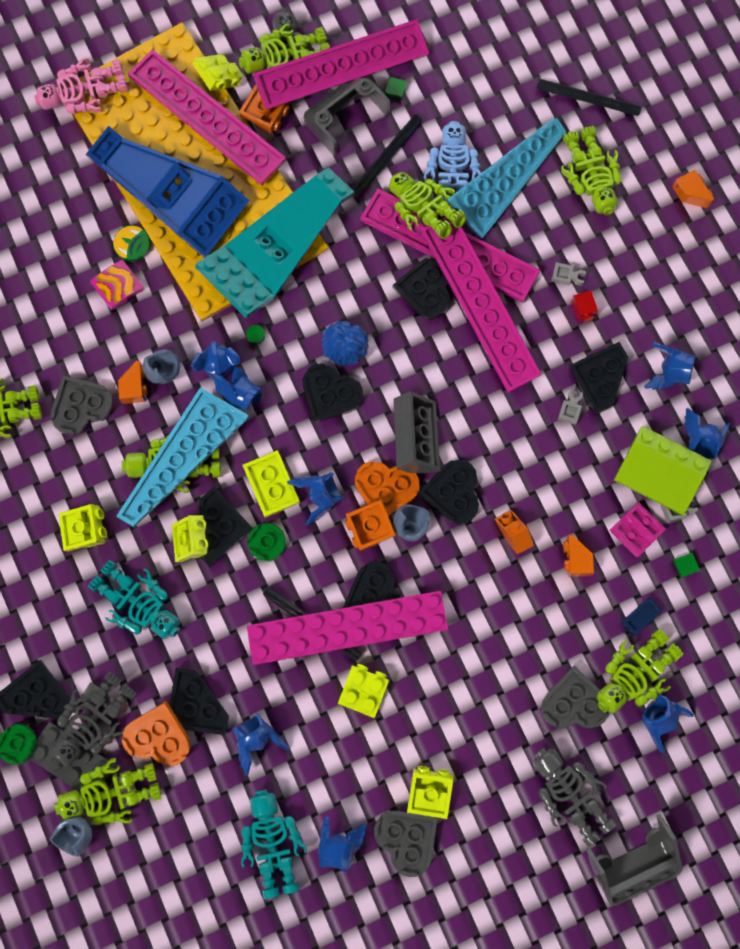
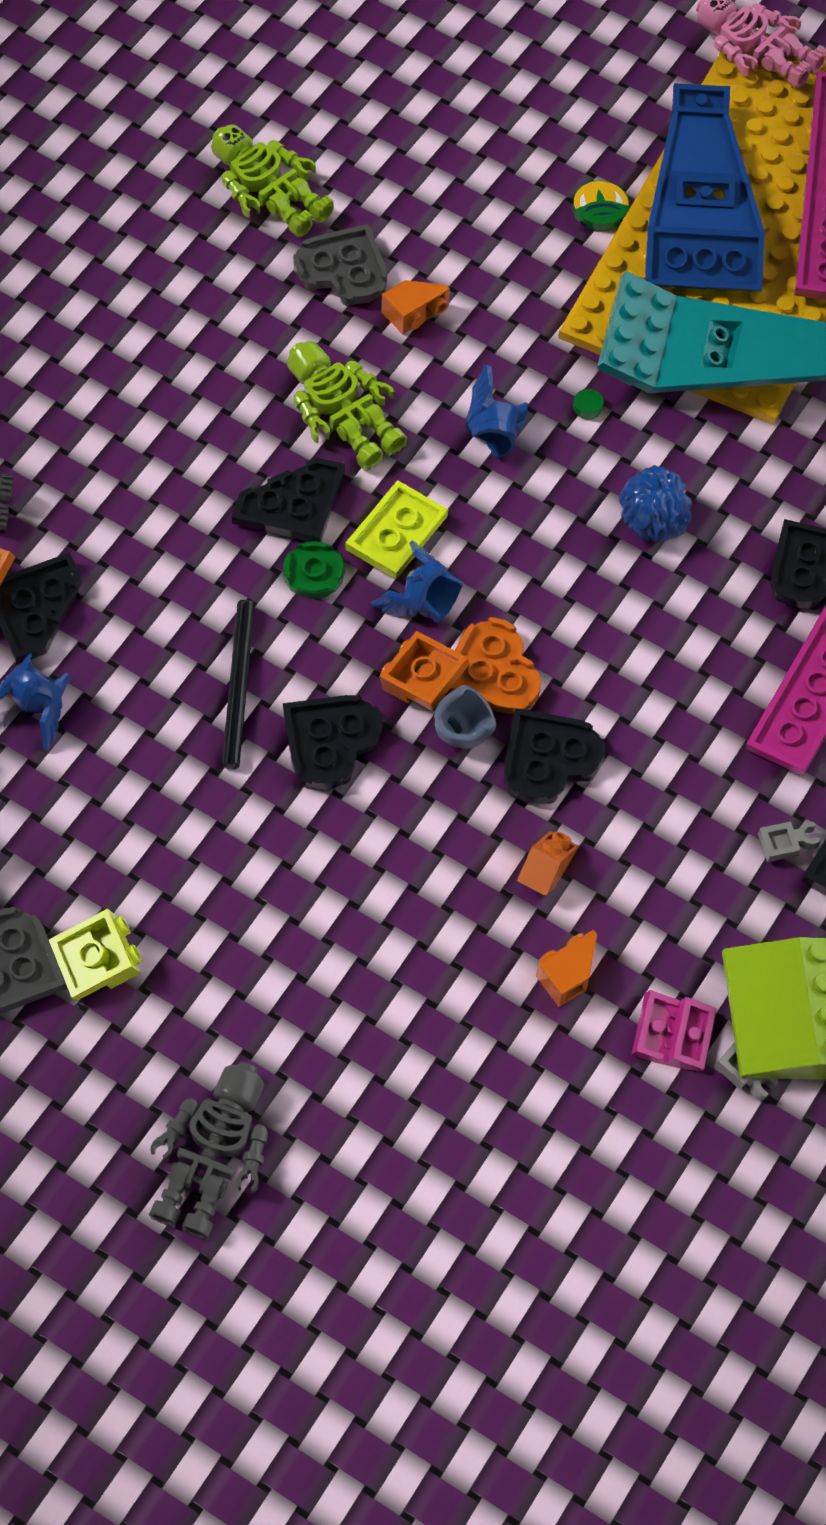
camera: 55 degrees right, 15 degrees down
(82, 527) = (184, 351): neon yellow plate -> none
(116, 284) = (533, 217): slope -> none
(162, 622) = (125, 472): teal piece -> none
(164, 364) = (469, 317): sand blue piece -> none
(189, 538) = (254, 470): neon yellow plate -> none
(194, 438) = (394, 400): medium azure wing -> none
(216, 360) = (514, 370): blue helmet -> none
(329, 393) = (574, 531): black plate -> none
(347, 628) = (263, 724): dark pink plate -> none
(363, 690) = (187, 796): neon yellow plate -> none
(416, 434) = (595, 659): dark grey slope -> none
(573, 702) = (355, 1080): dark grey plate -> none
(625, 685) = (394, 1118): lime piece -> none
(640, 868) = (152, 1306): dark grey windscreen -> none
(641, 616) = (546, 1109): dark blue tile -> none
(663, 717) = (409, 1212): blue helmet -> none
(686, 565) = (670, 1130): green tile -> none

